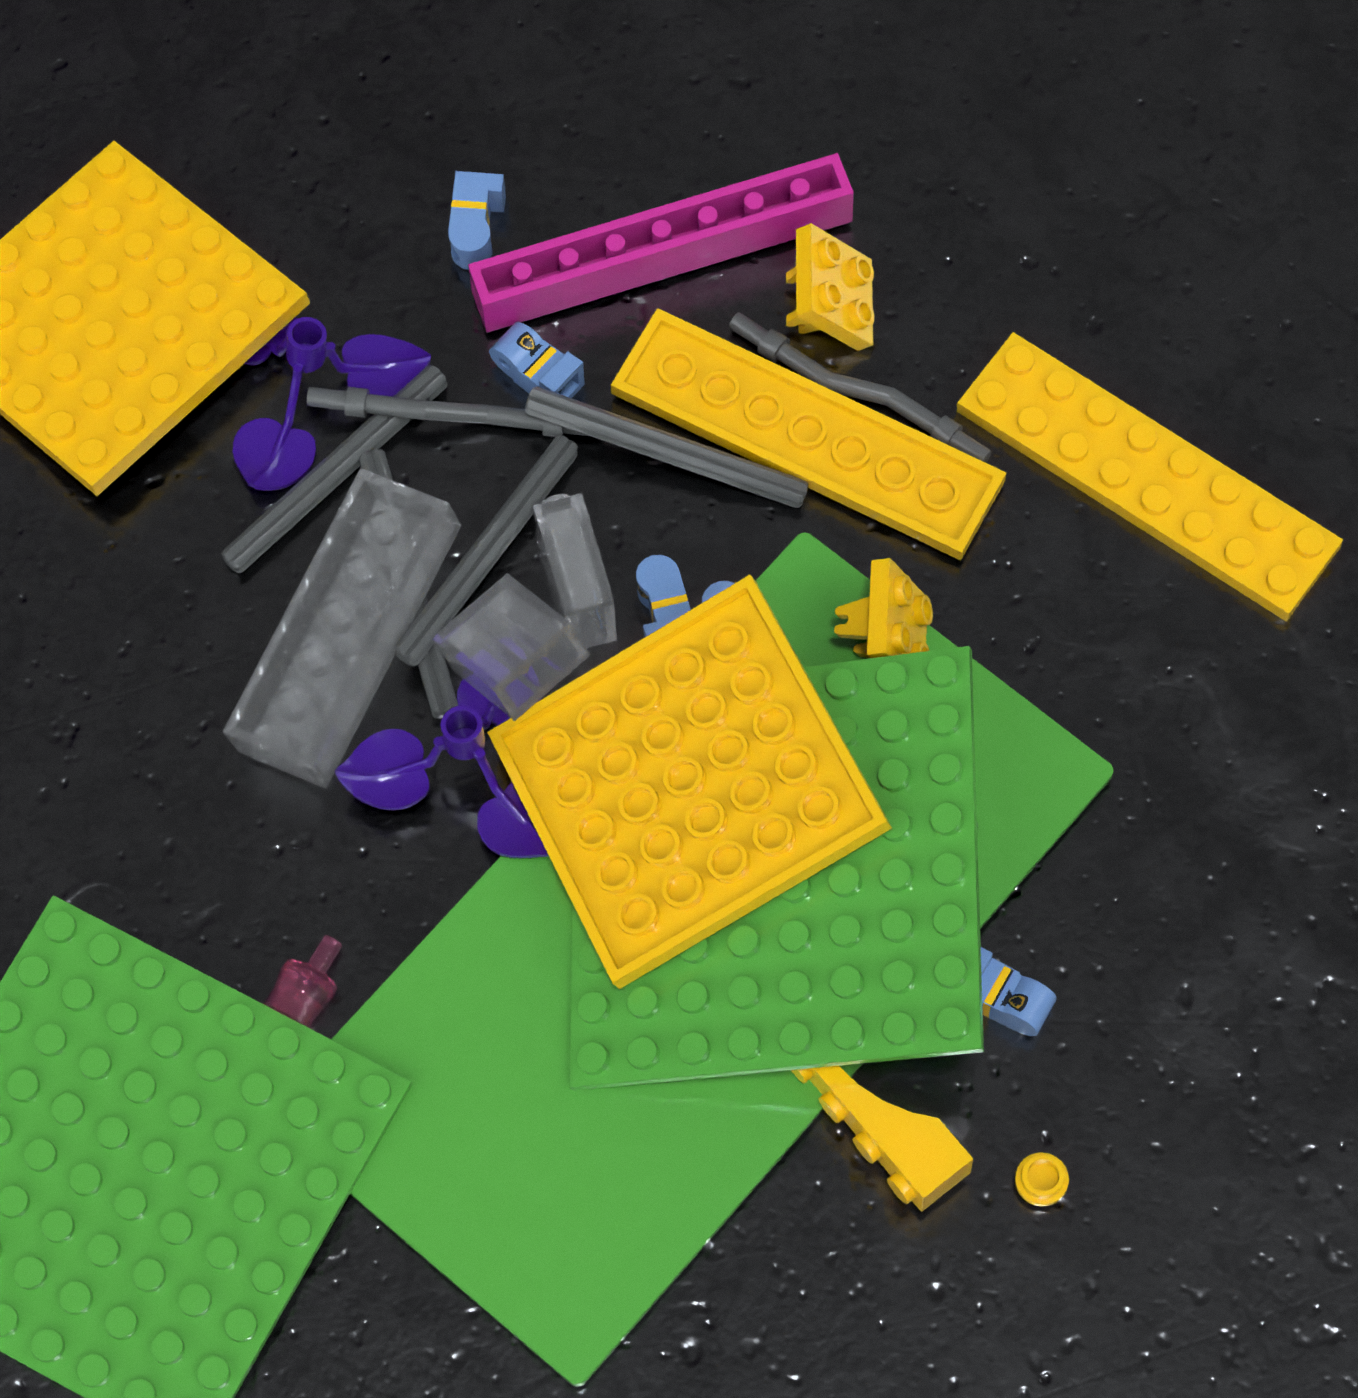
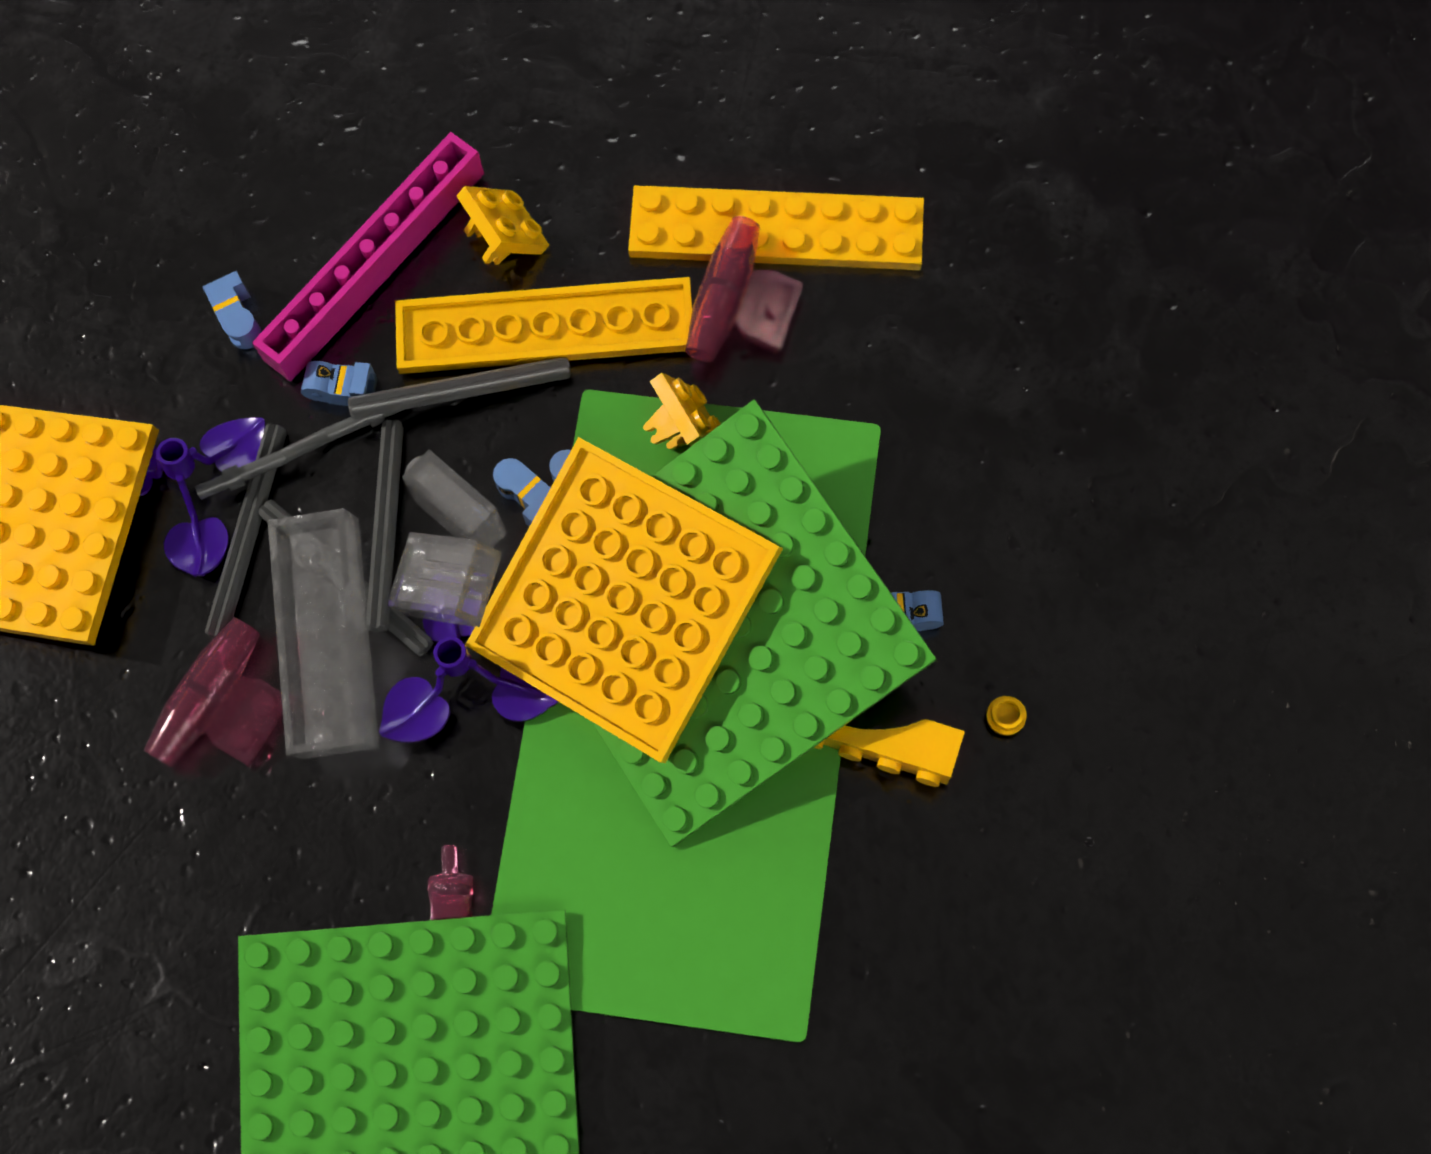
camera: 30 degrees left, 5 degrees up
(189, 635) = (217, 700): none -> clear pink plate
(776, 348) = (488, 282): dark grey bar -> none
(1044, 522) = (738, 296): none -> clear pink plate

